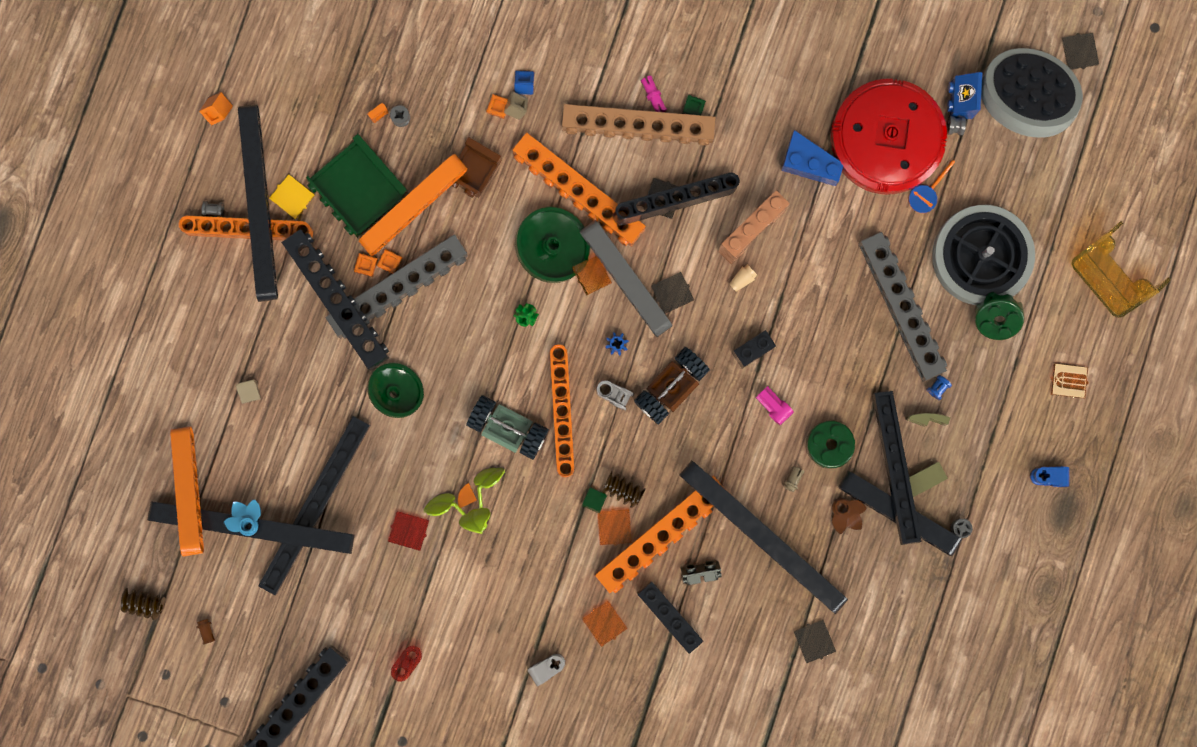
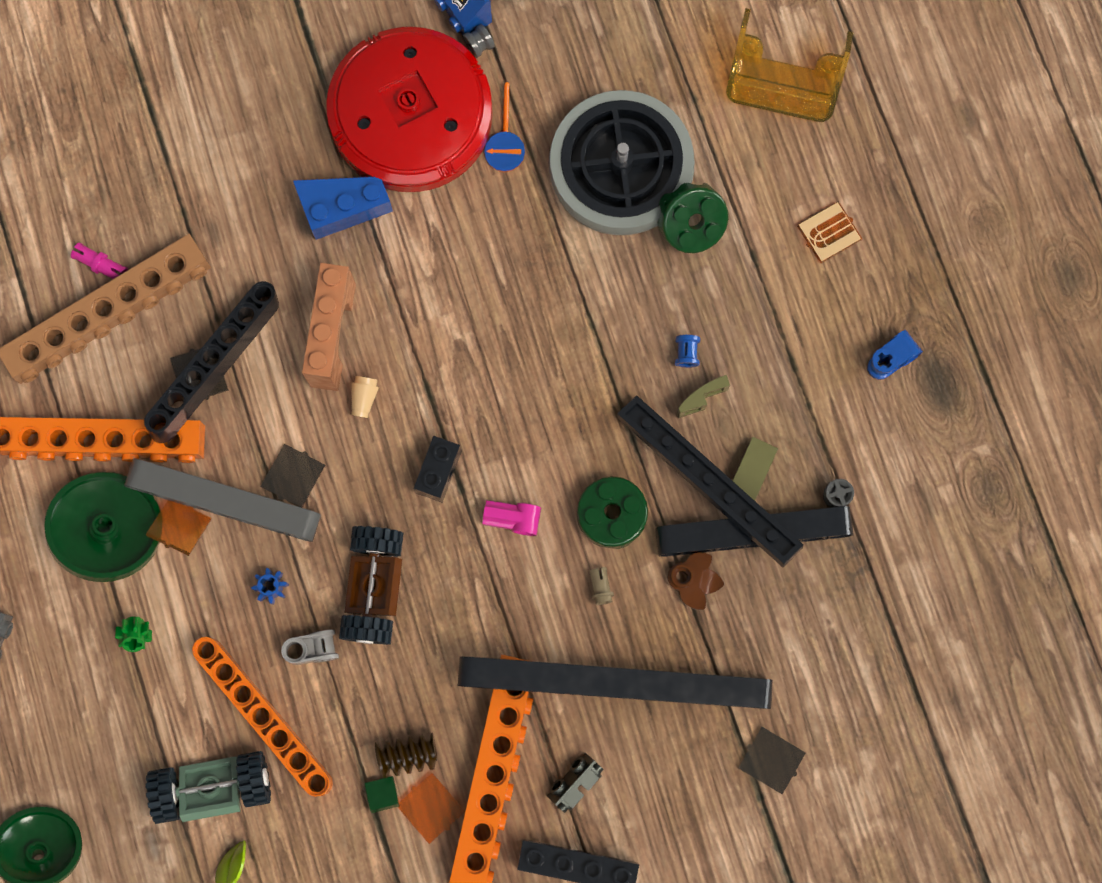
camera: 35 degrees left, 5 degrees down
(693, 106) = (156, 239): dark green tile -> none
(900, 317) = (656, 342): dark grey brick -> none

